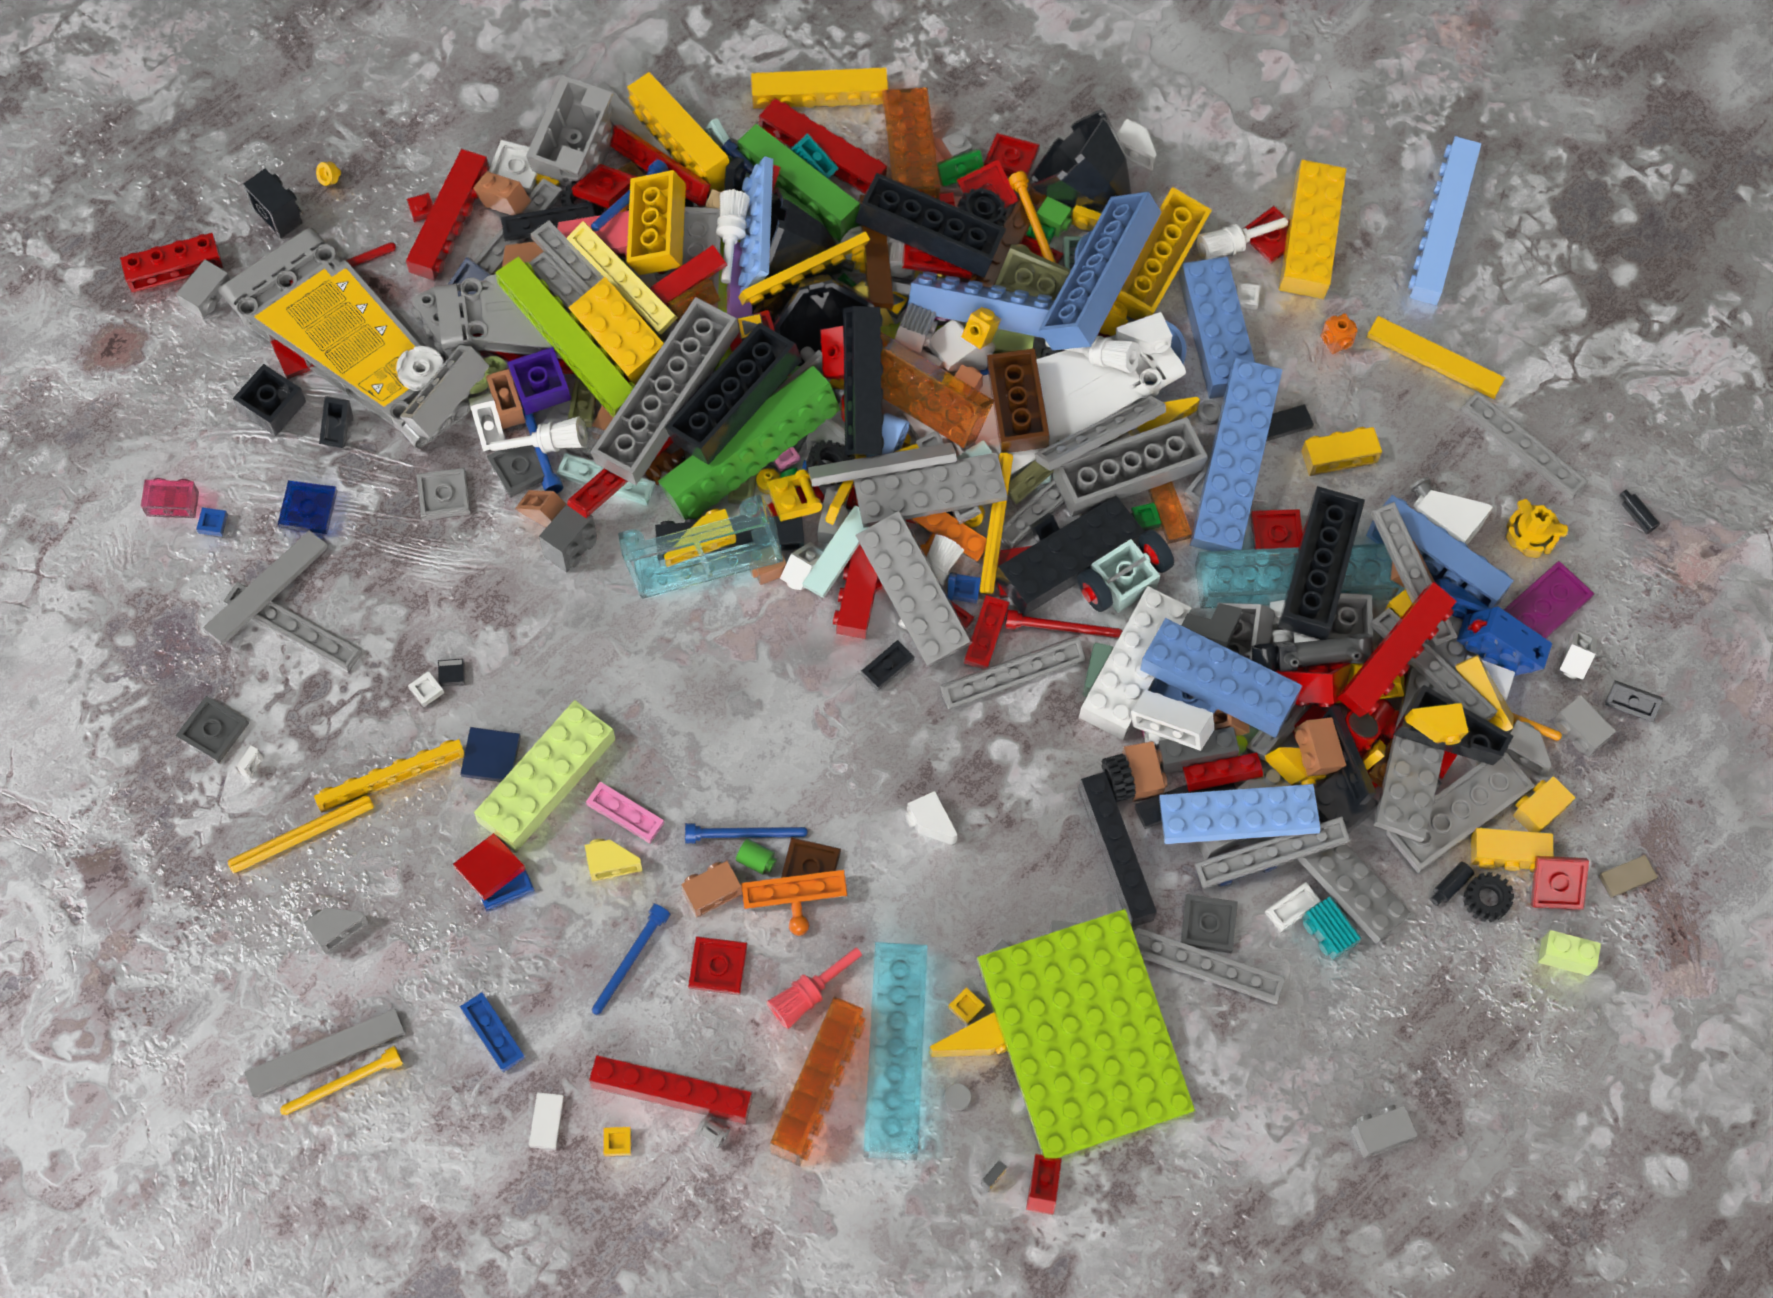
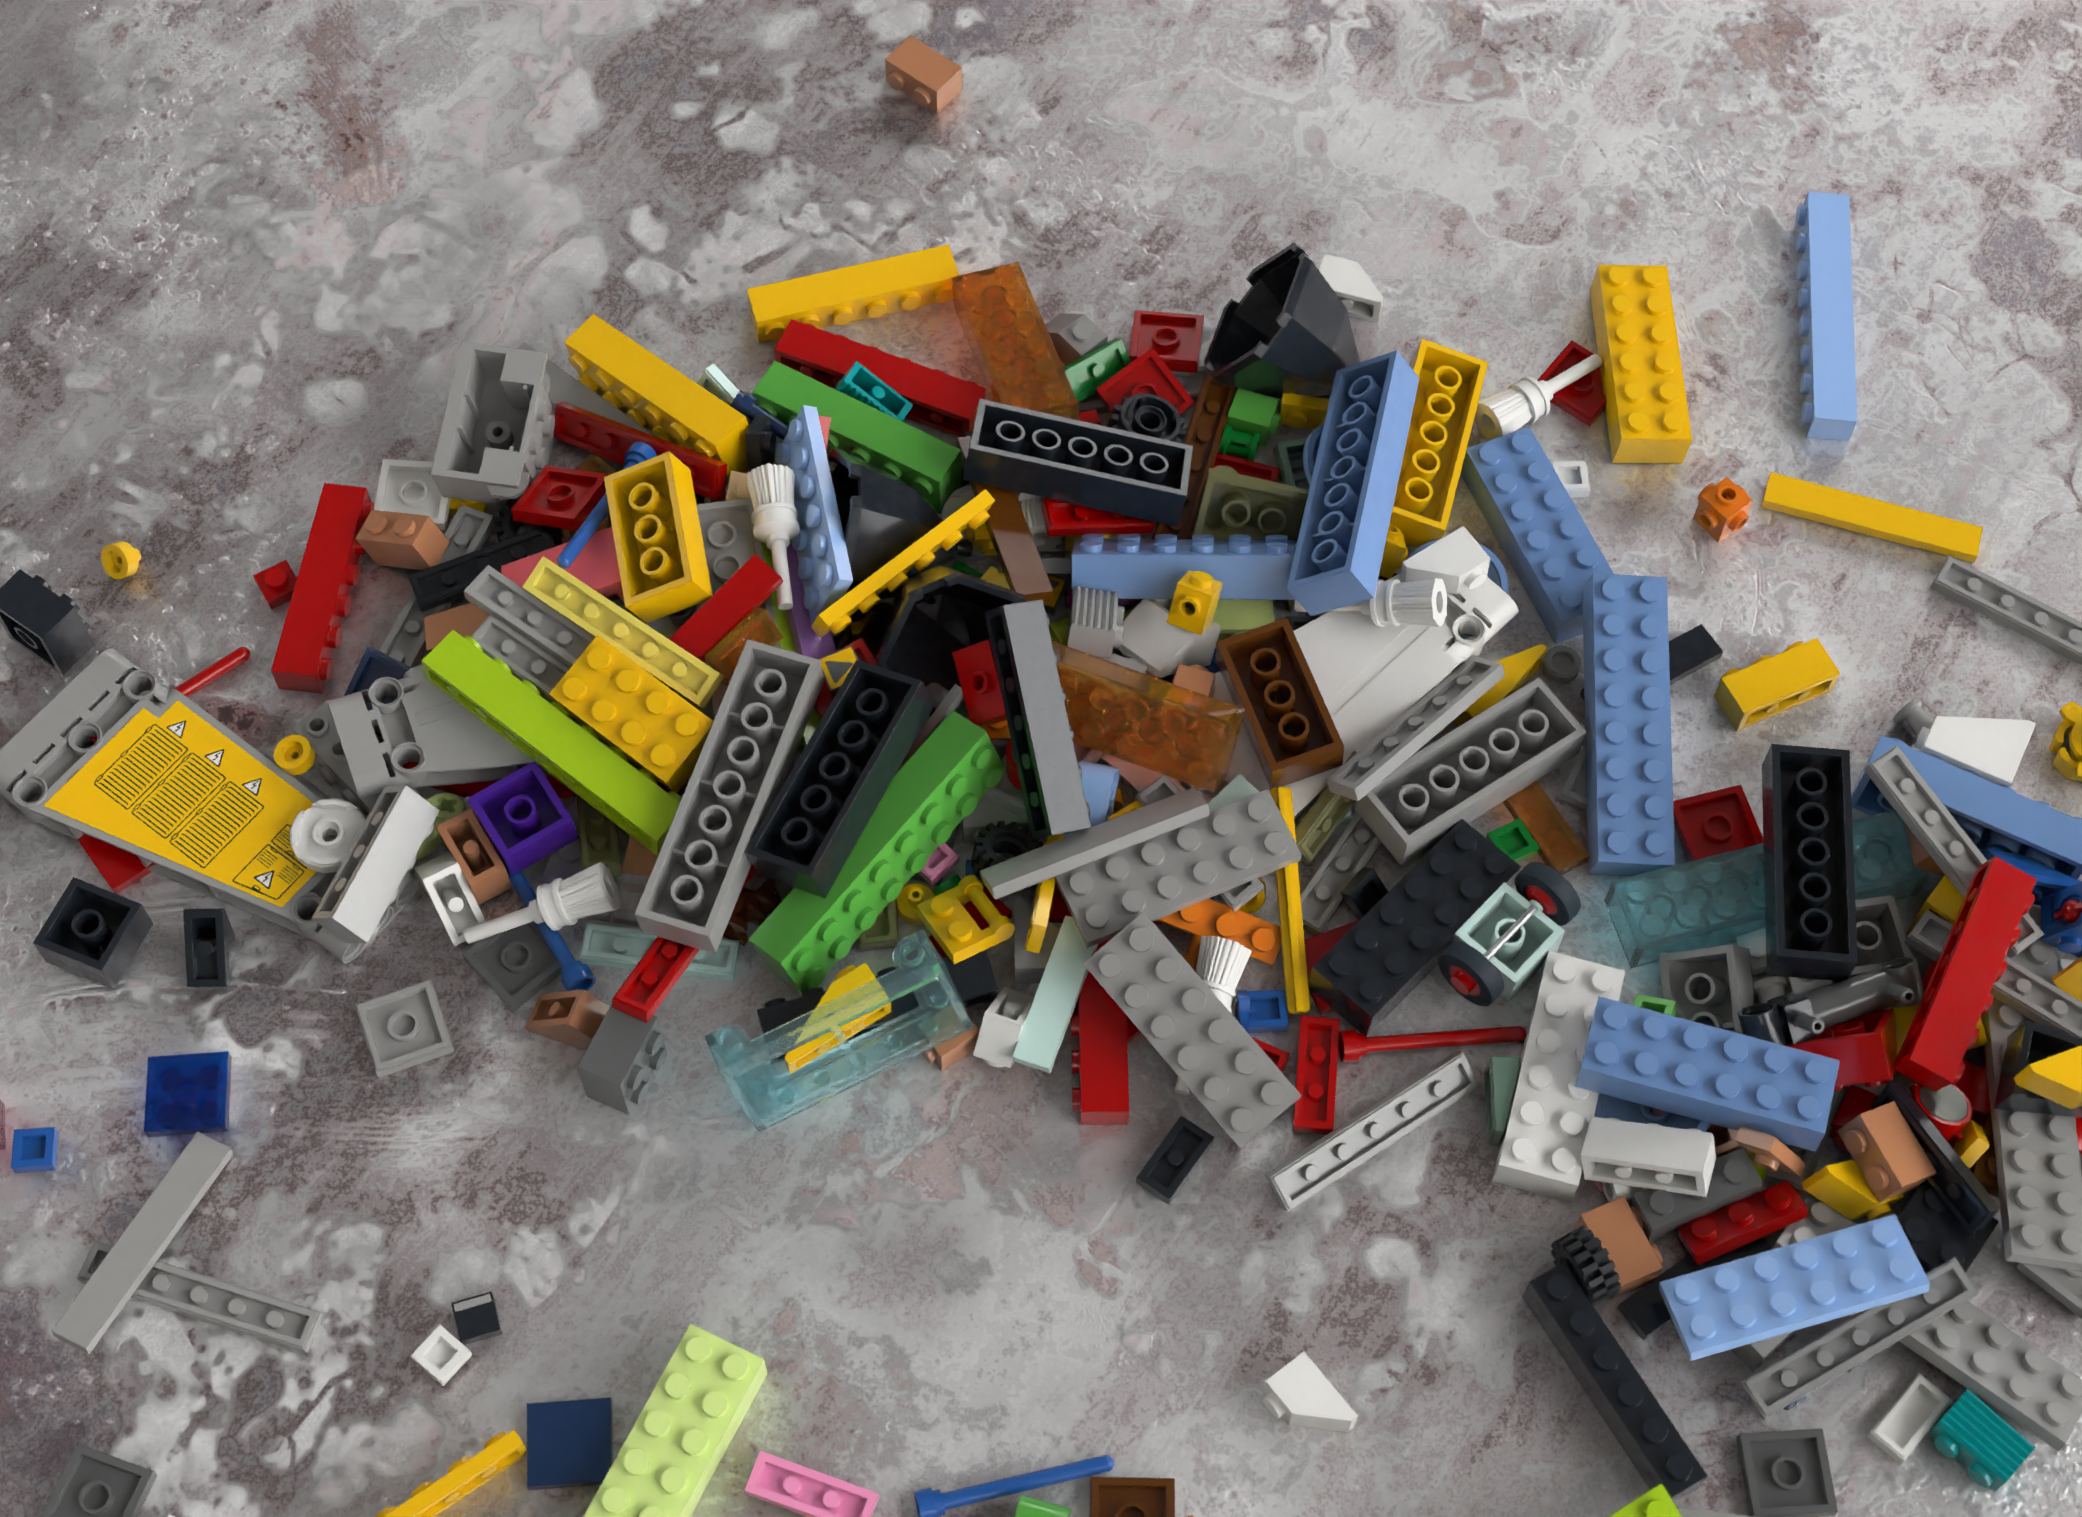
camera: 10 degrees left, 5 degrees down
(409, 315) = (294, 755): none -> yellow tile
(1020, 183) = (1191, 375): light orange piece -> none
(1219, 627) = (1678, 993): dark grey tile -> none
(1248, 733) = (1770, 1152): none -> nougat plate

